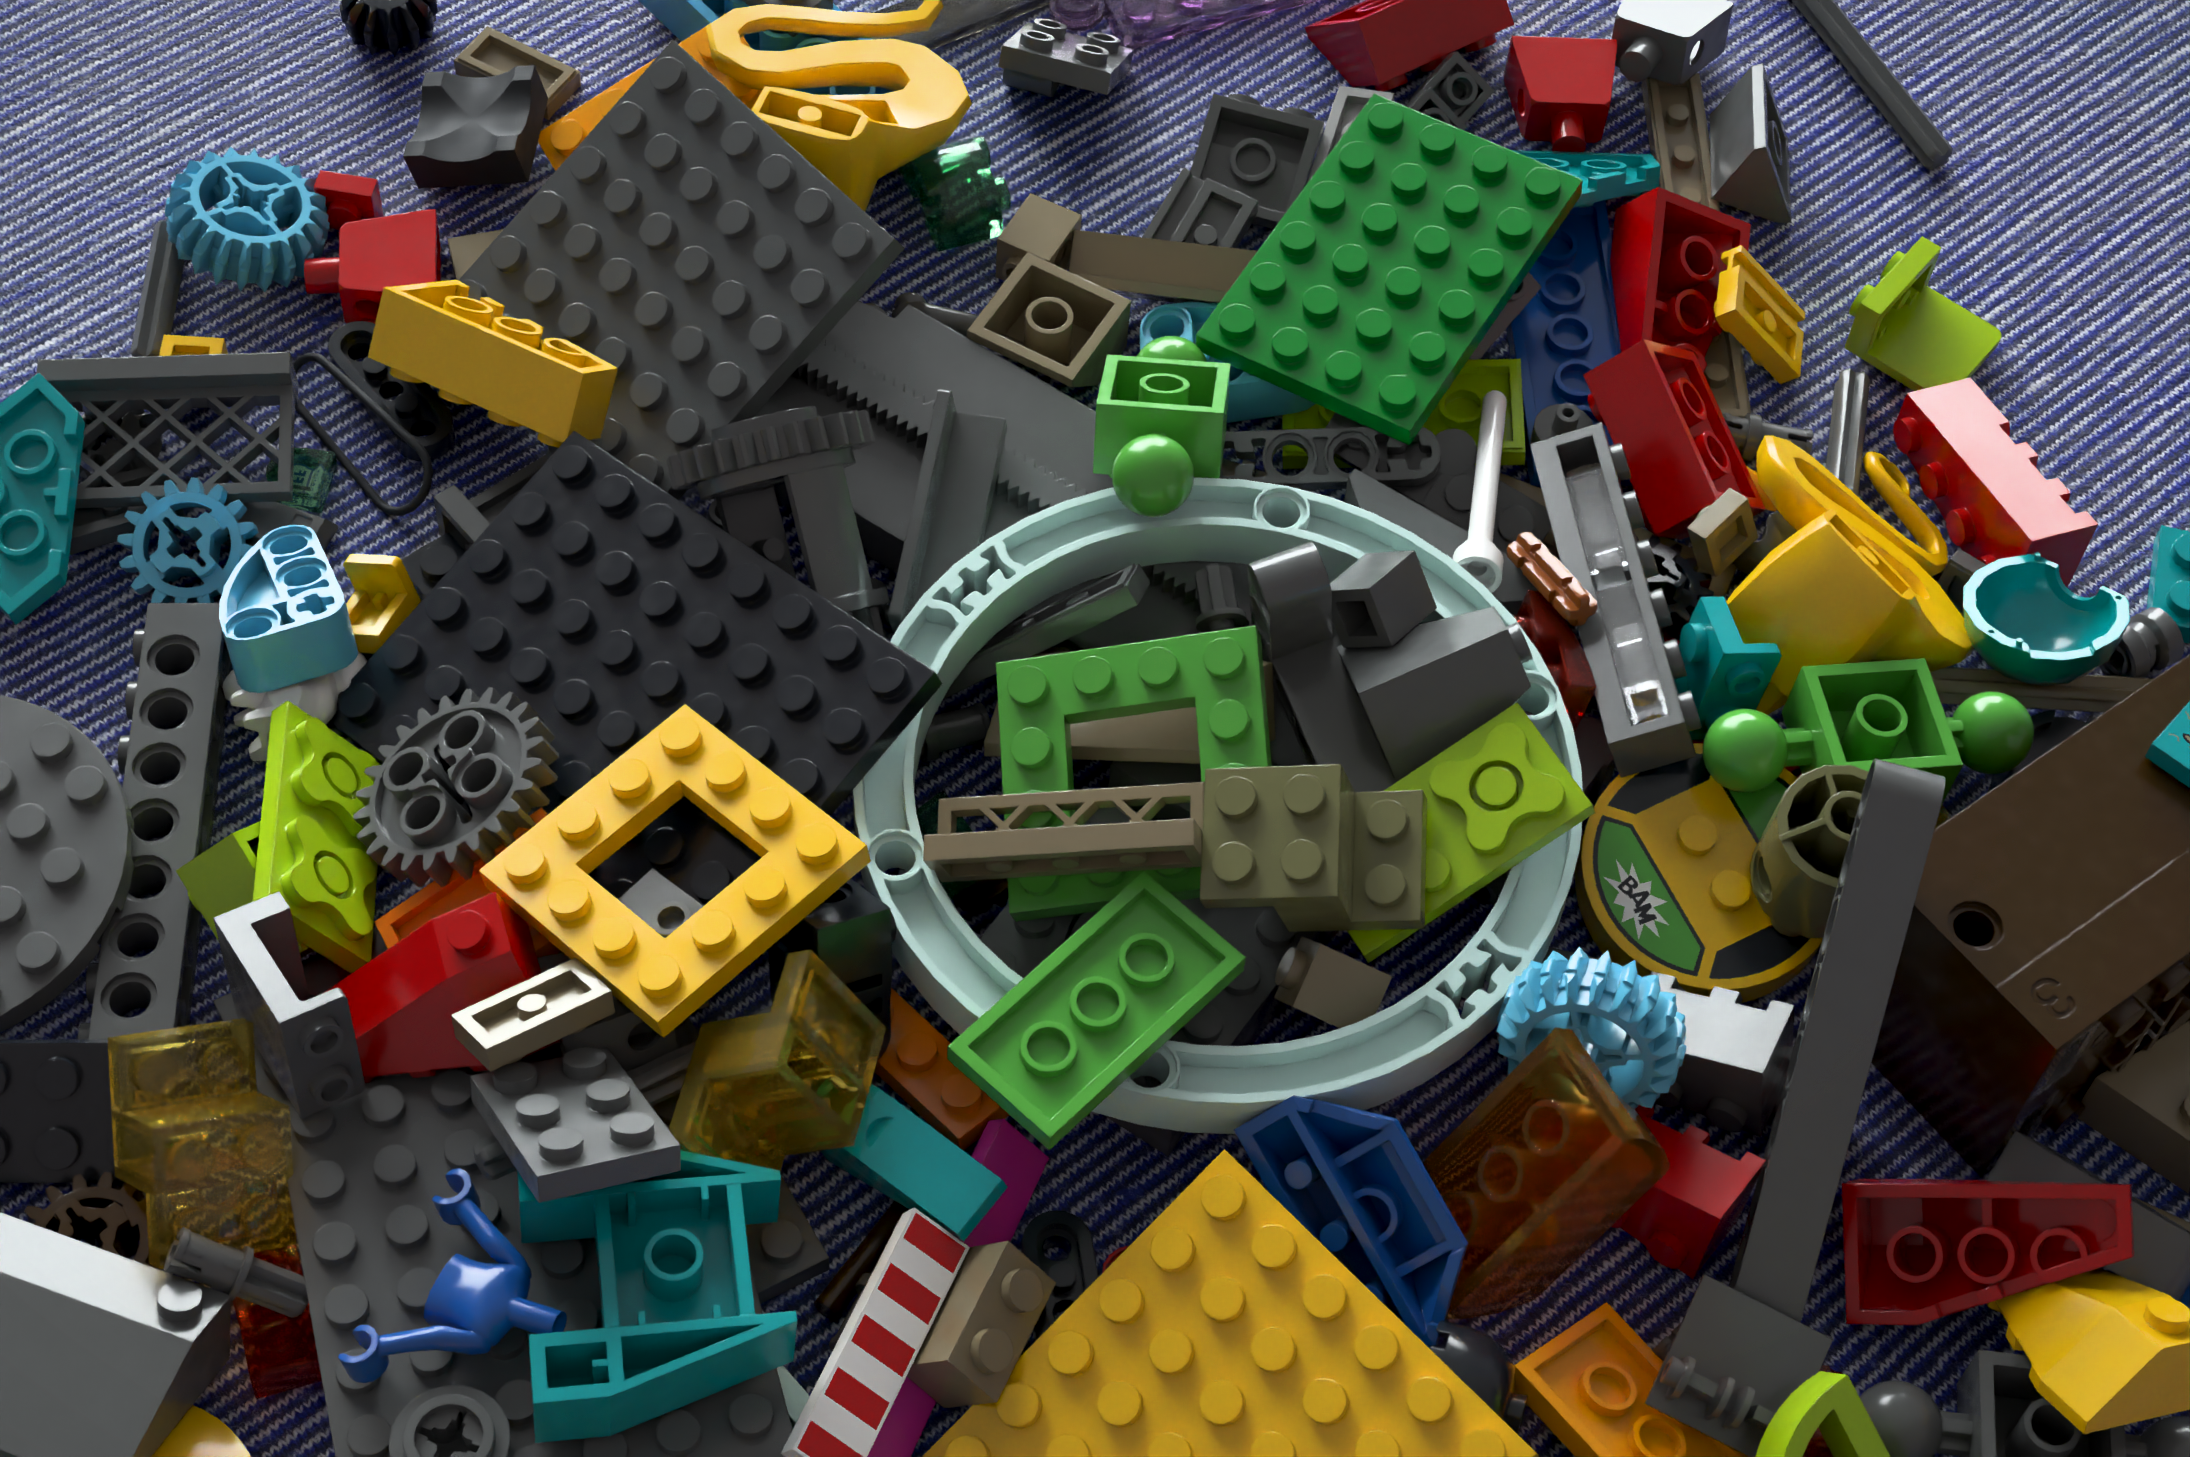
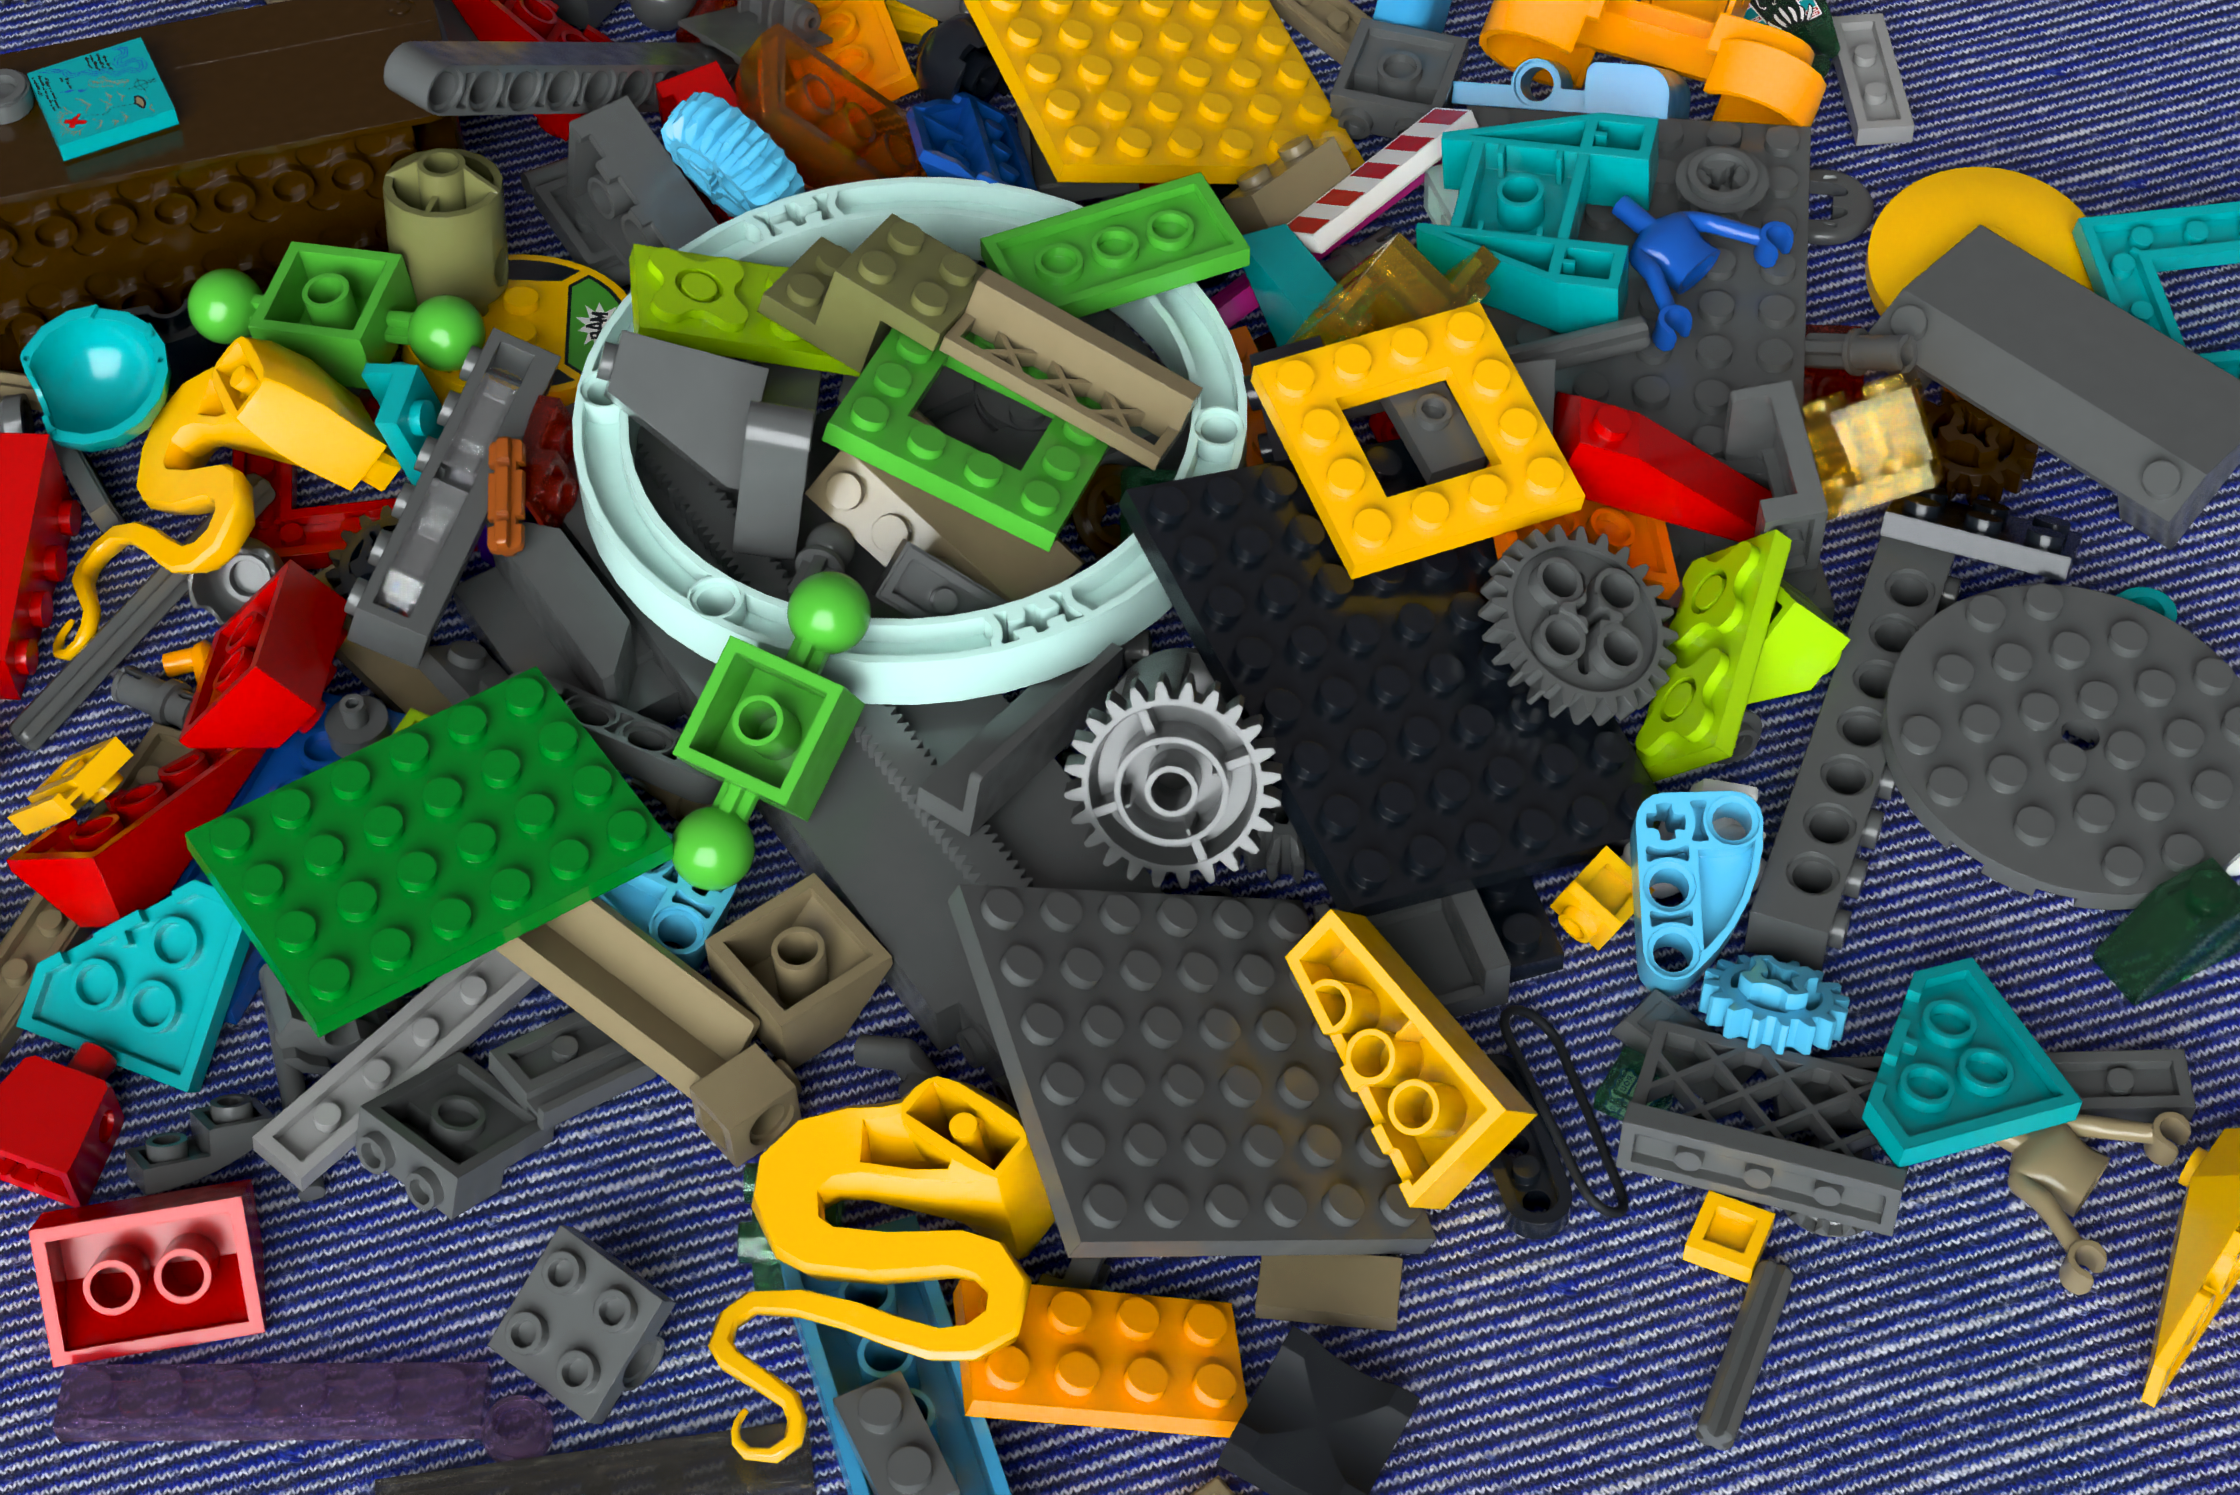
camera: 150 degrees left, 5 degrees down
(243, 232) = (1589, 1410): medium azure gear -> none
(348, 197) = (1498, 1390): red plate -> none
(376, 256) = (1480, 1284): red torso -> none
(533, 1014) = (1578, 355): dark tan plate -> none
(574, 1123) = (1569, 273): dark grey plate -> none
(1380, 599) = (687, 466): dark grey brick -> none
(1479, 553) = (558, 537): white piece -> none
(1722, 532) = (305, 541): dark tan plate -> none

